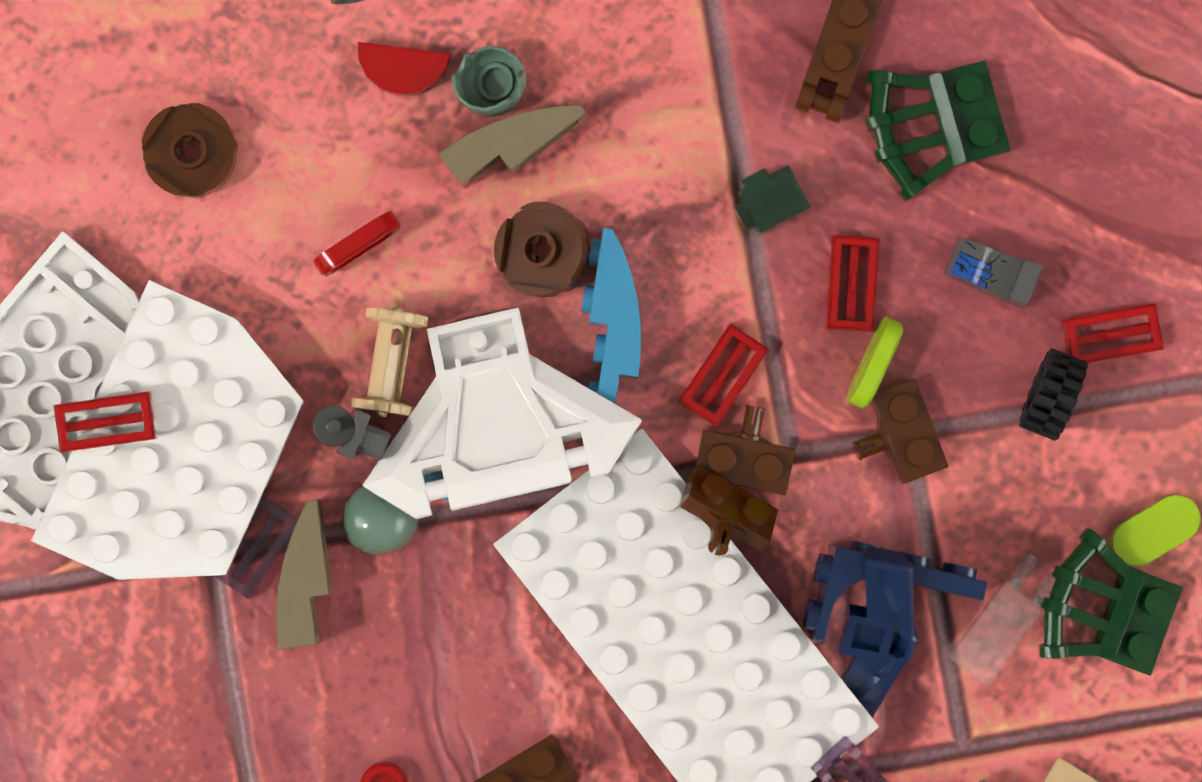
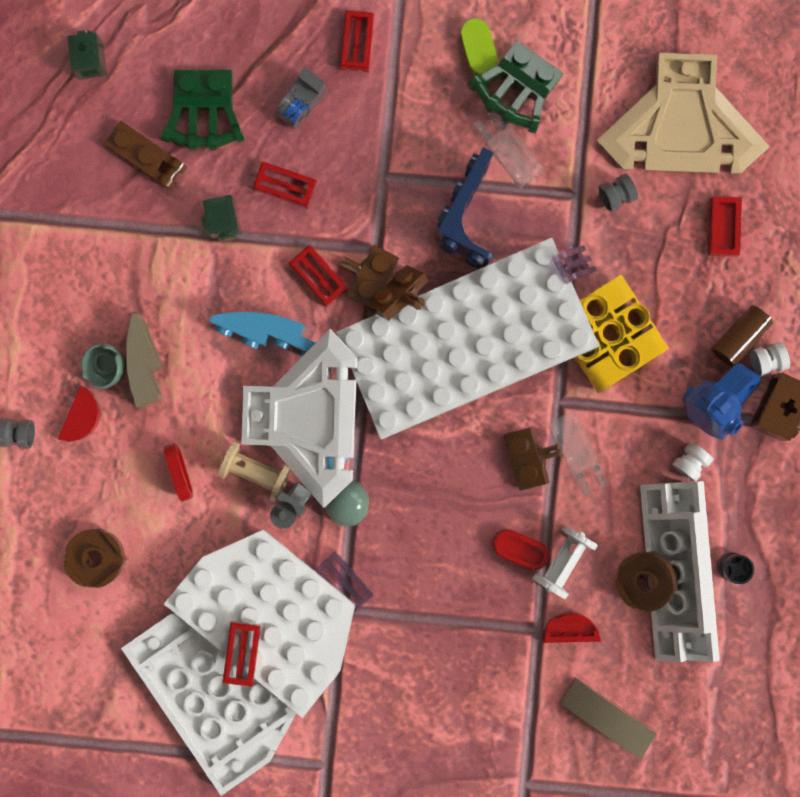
camera: 75 degrees left, 0 degrees up
(302, 577) = (369, 558): dark tan slope -> none
(568, 250) = (198, 368): reddish brown plate -> none
(875, 362) = (335, 183): lime tile -> none
(883, 632) = (497, 219): dark blue plate -> none
(904, 433) = (381, 178): reddish brown plate -> none
(1053, 394) = (382, 81): black tyre -> none

